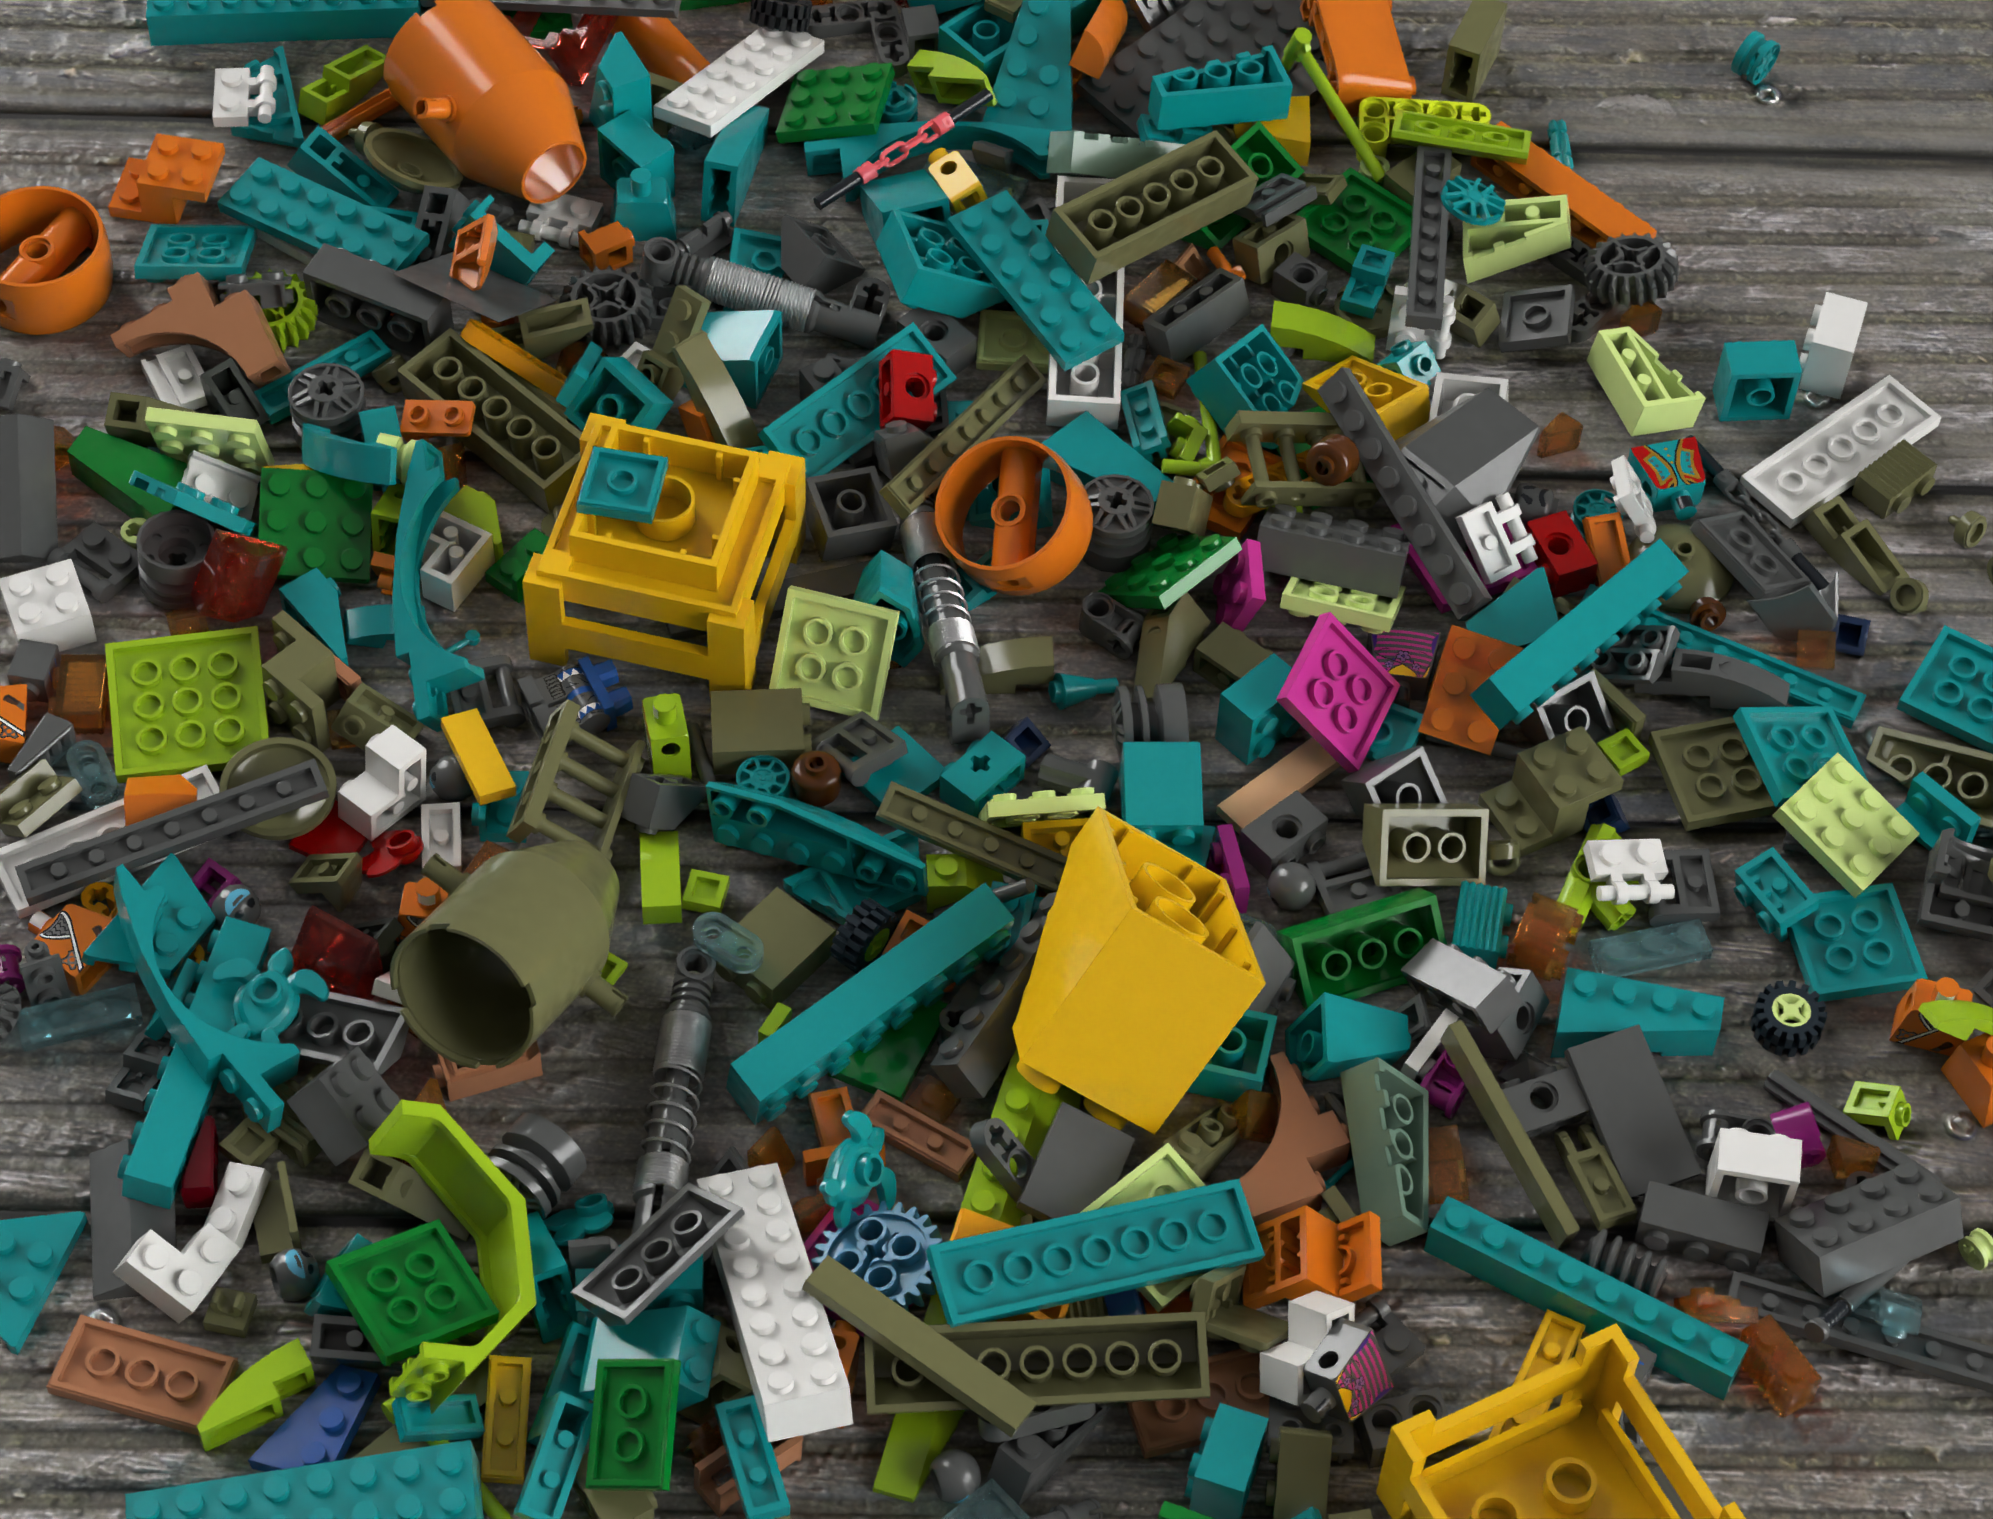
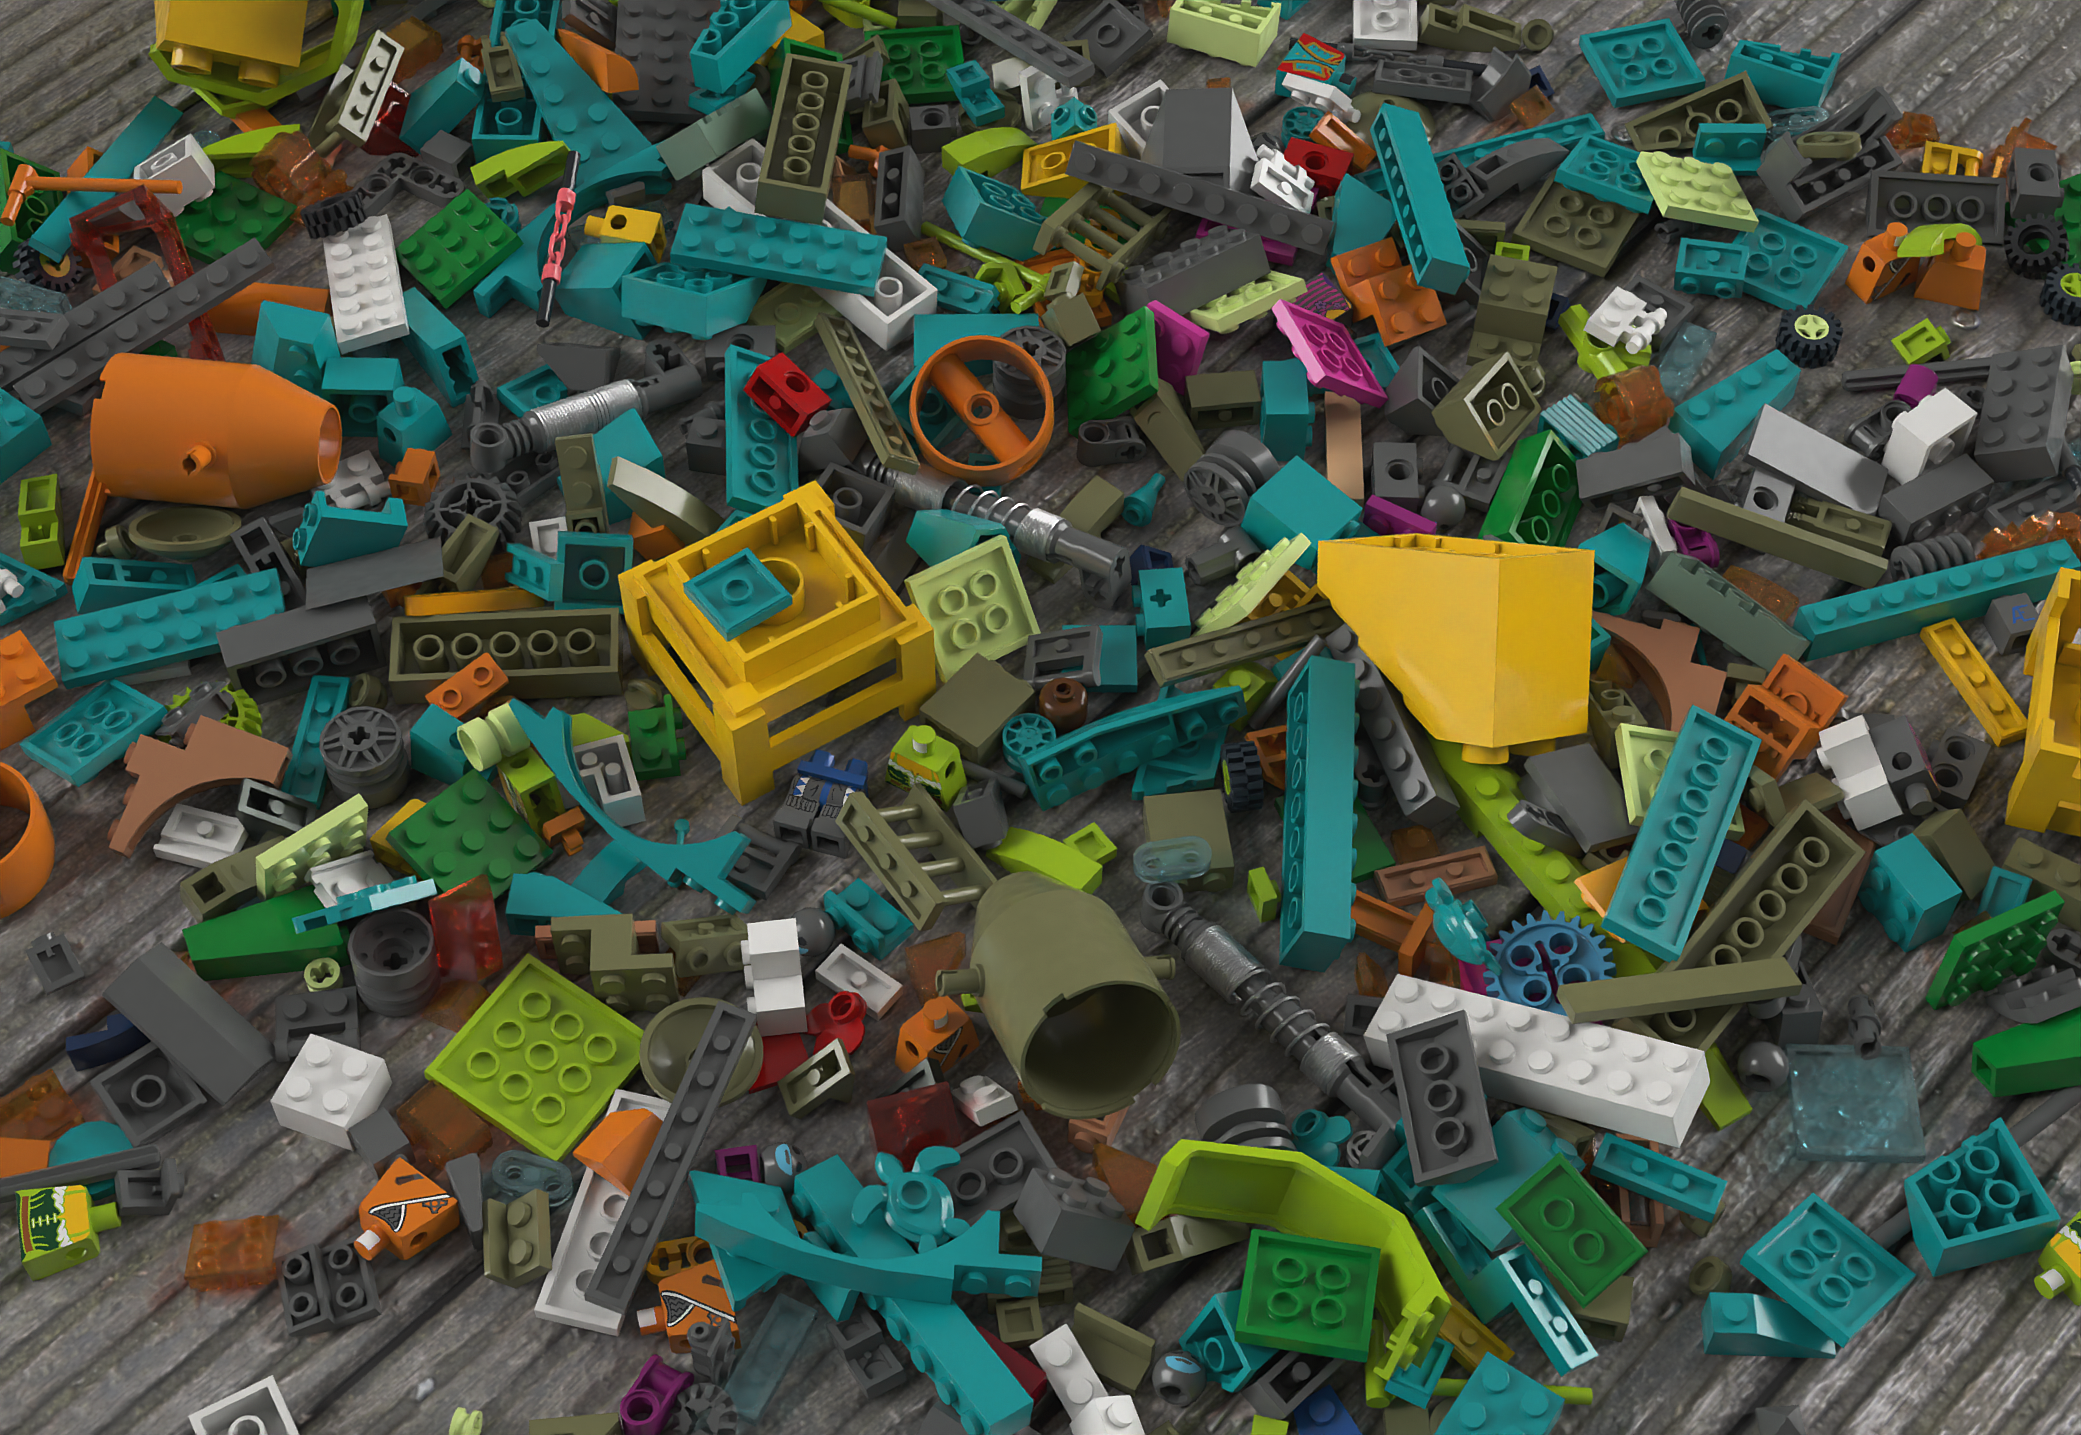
camera: 45 degrees left, 0 degrees up
(348, 458) = (448, 769): teal slope -> none
(474, 252) = (357, 542): orange slope -> none
(478, 756) = (824, 895): yellow tile -> none
(1332, 460) = (1133, 210): reddish brown head -> none
(1707, 613) = (1444, 136): reddish brown plate -> none
(1850, 1155) = (1953, 379): clear orange slope -> none

